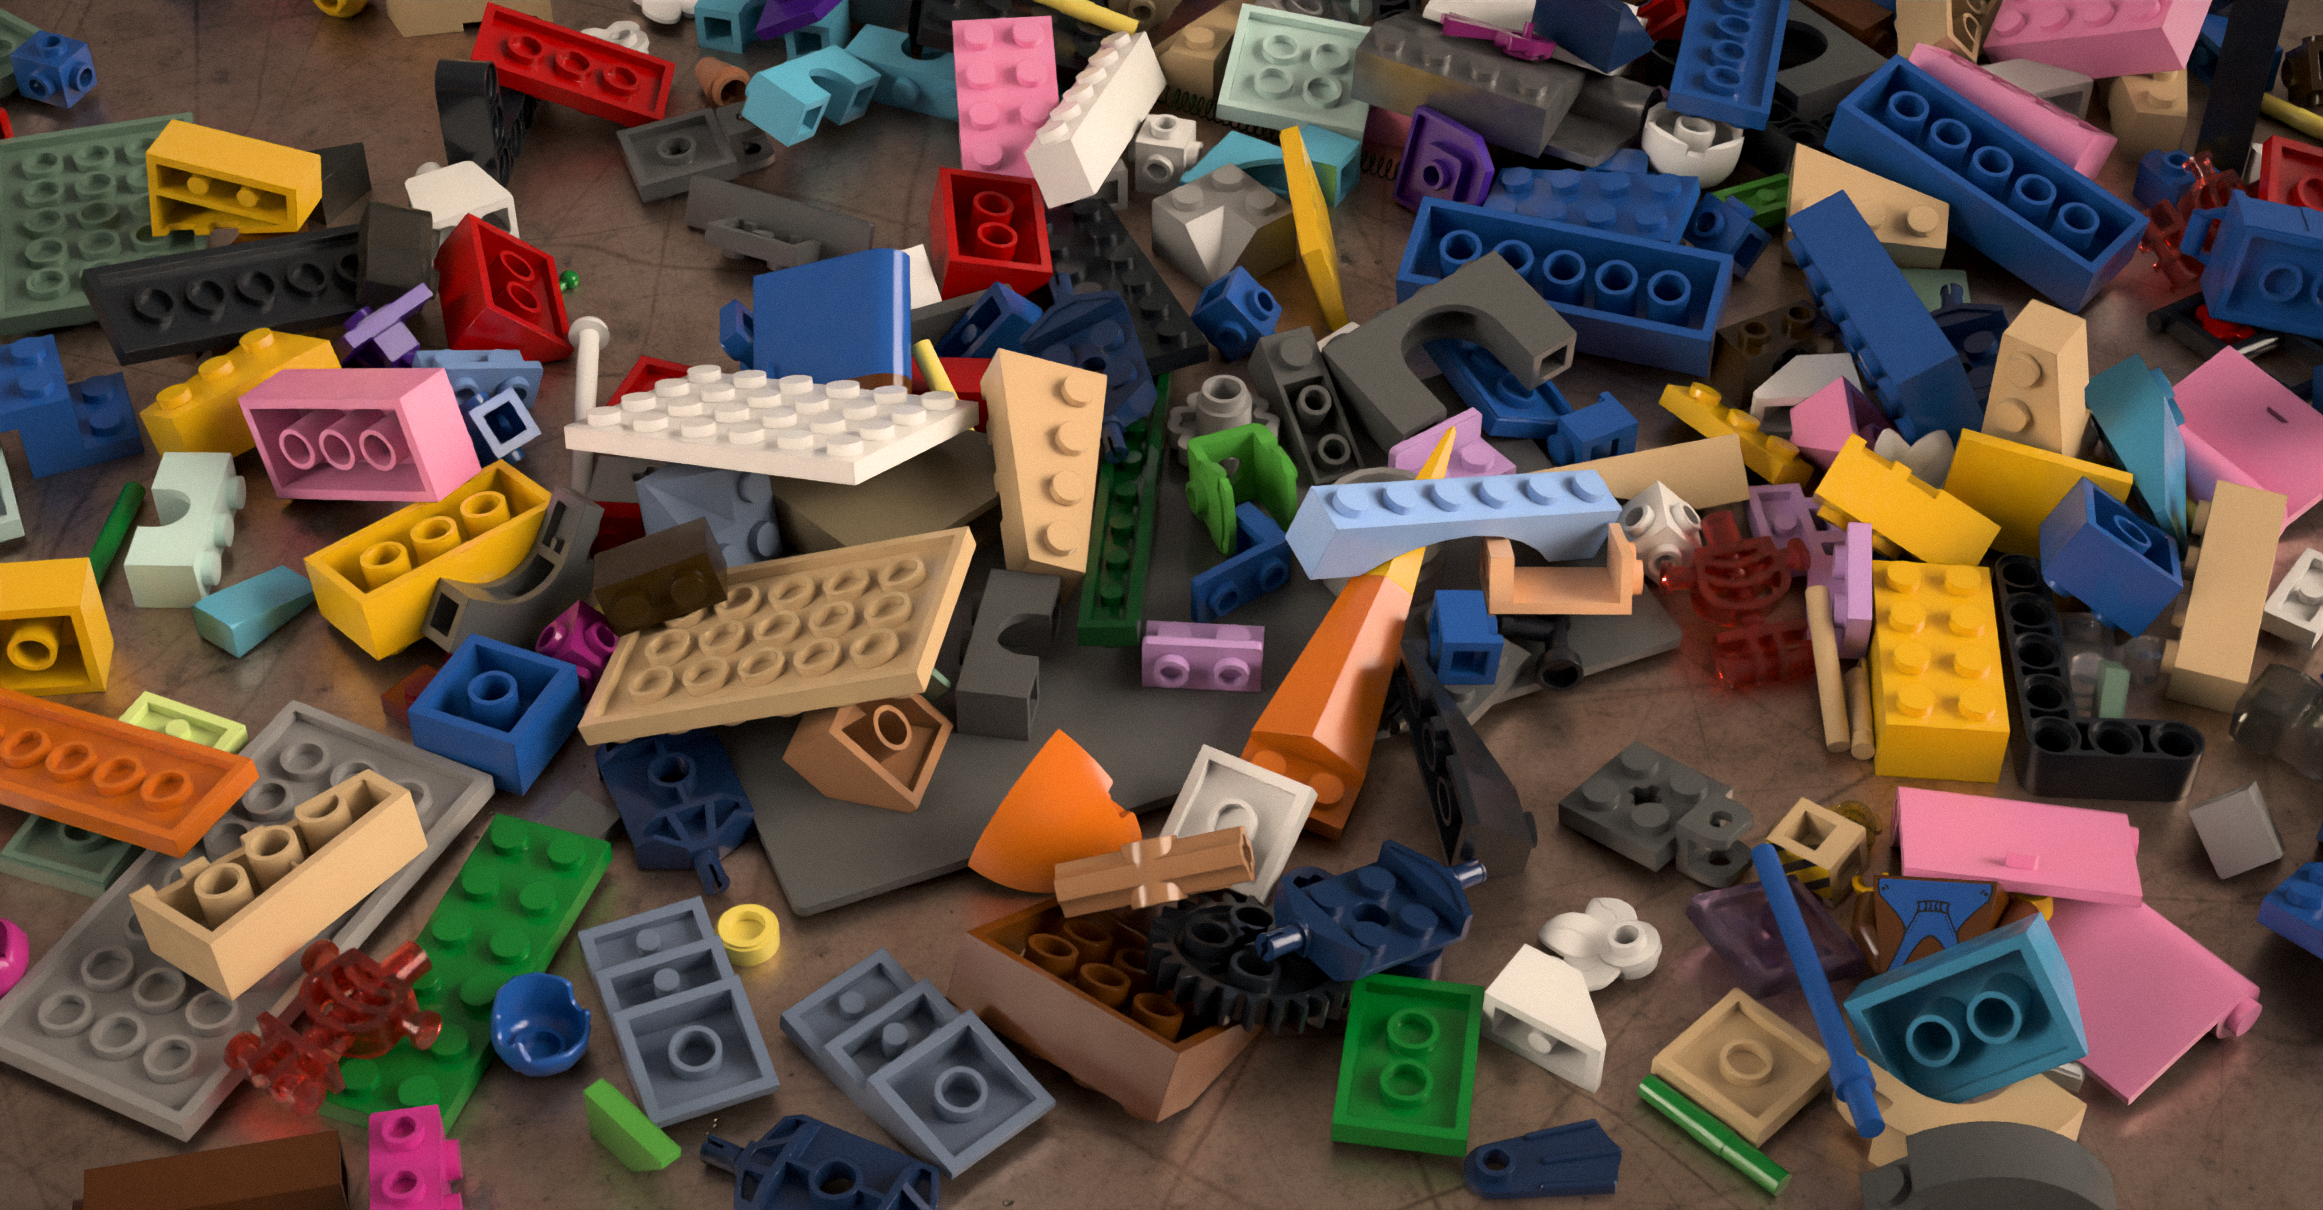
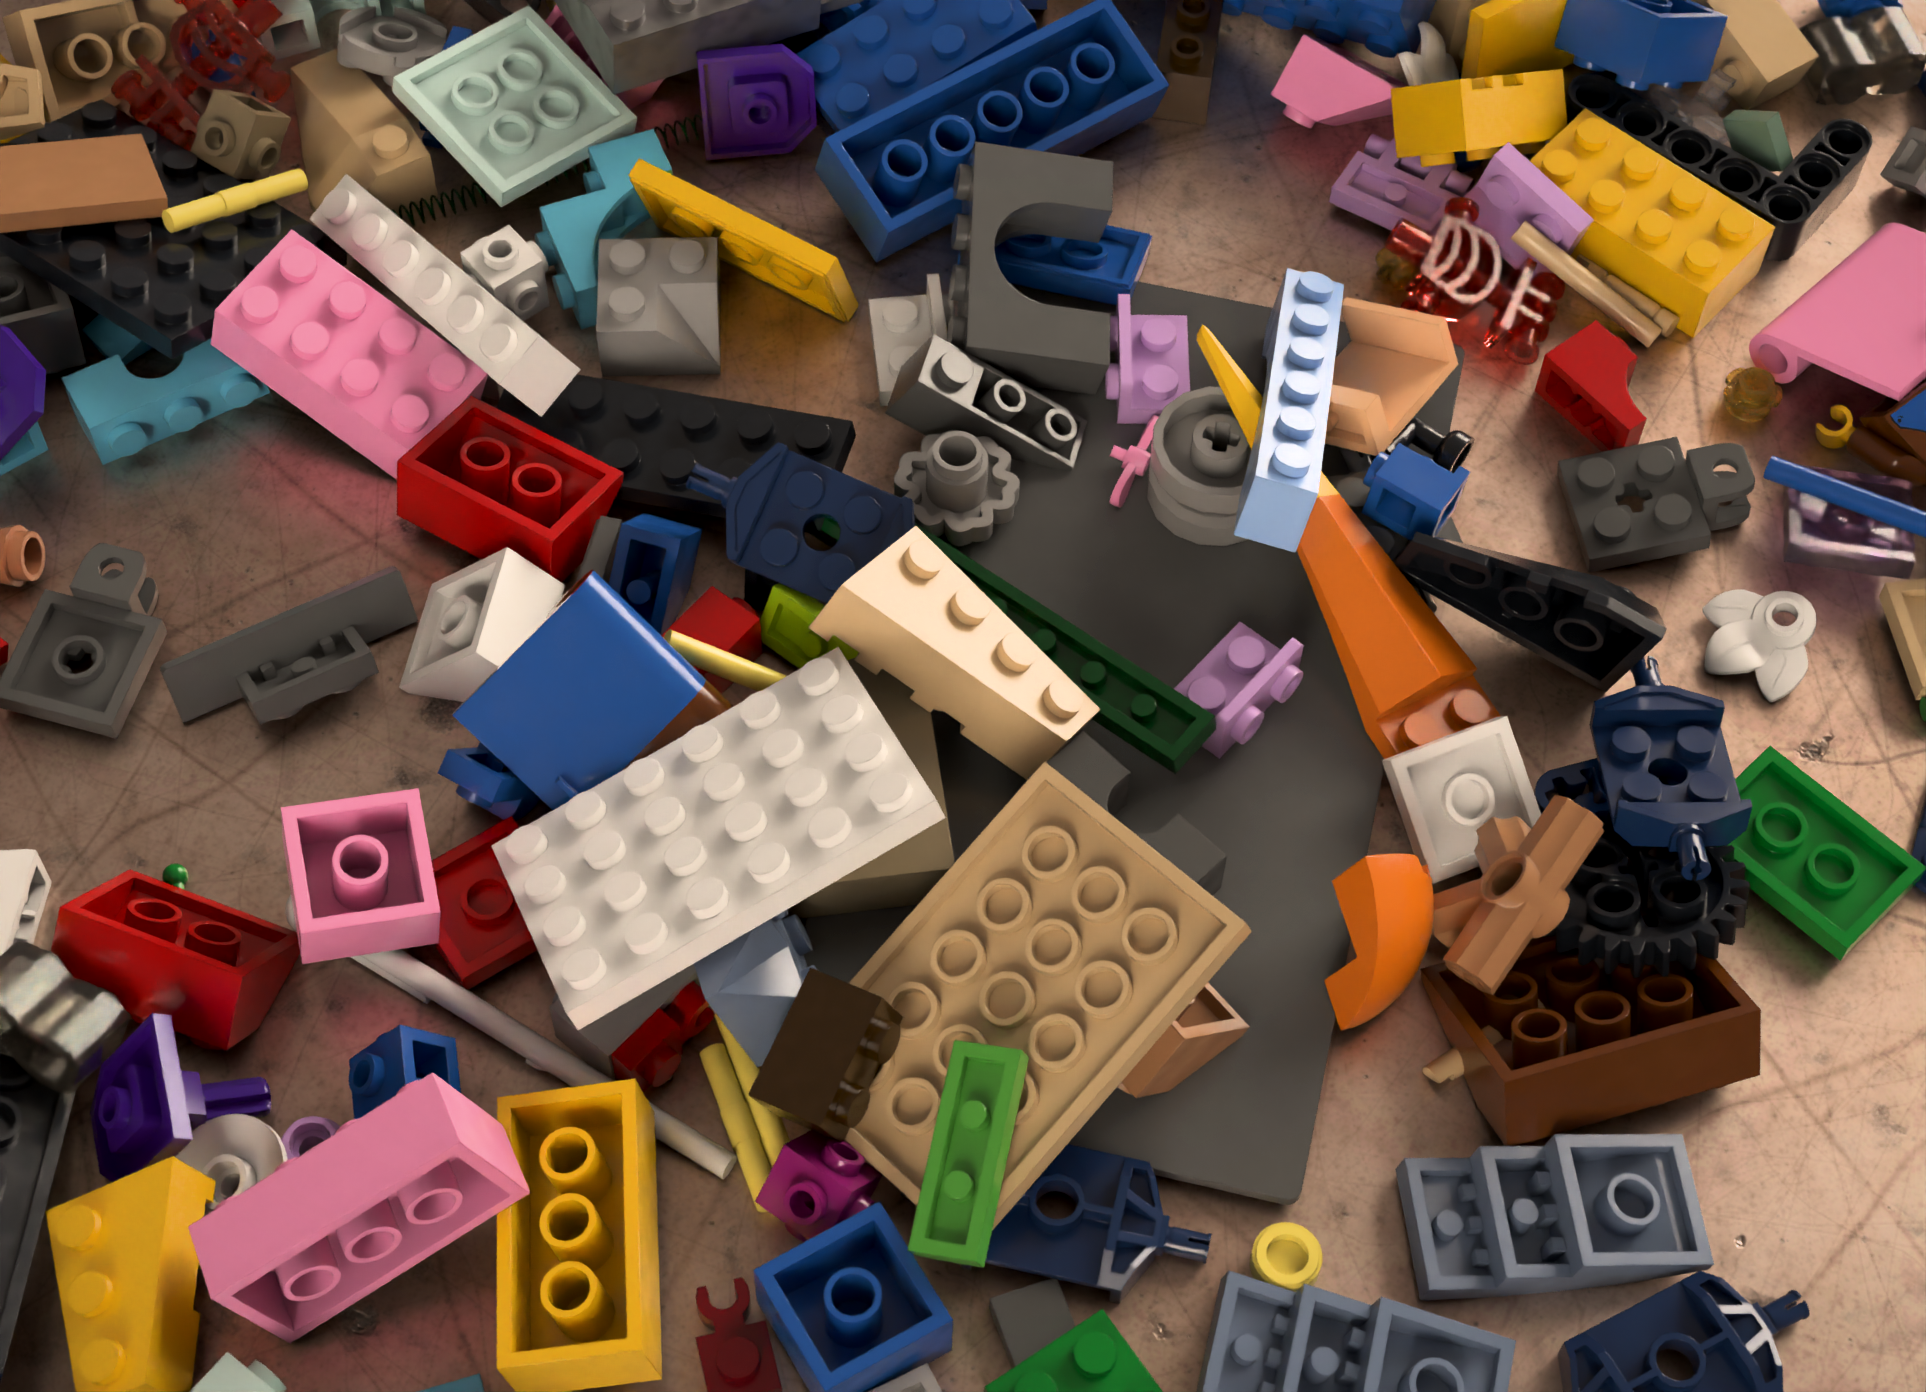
camera: 55 degrees left, 15 degrees up
(485, 370) = (295, 1051): medium blue bracket -> none
(533, 593) = (694, 1183): dark grey arch -> none
(607, 315) = (360, 875): none -> bright pink brick
(637, 672) = (968, 1153): none -> bright green plate
(796, 94) = (130, 486): medium azure arch -> none
(1236, 313) = (800, 372): blue brick -> none
(1256, 568) = (1152, 559): blue bracket -> none
(1262, 474) = (1098, 508): bright green piece -> none
(1546, 1016) = (1829, 721): white slope -> none
(1594, 433) = (1181, 239): blue brick -> none
(1660, 528) = (1355, 266): white brick -> none
(1700, 472) = (1266, 224): tan wedge -> none
(1737, 720) = (1589, 386): none -> red arch
(1767, 455) = (1259, 147): yellow plate -> none
(1796, 383) = (1249, 69): white slope -> none
(1820, 849) = (1787, 417): tan brick -> none

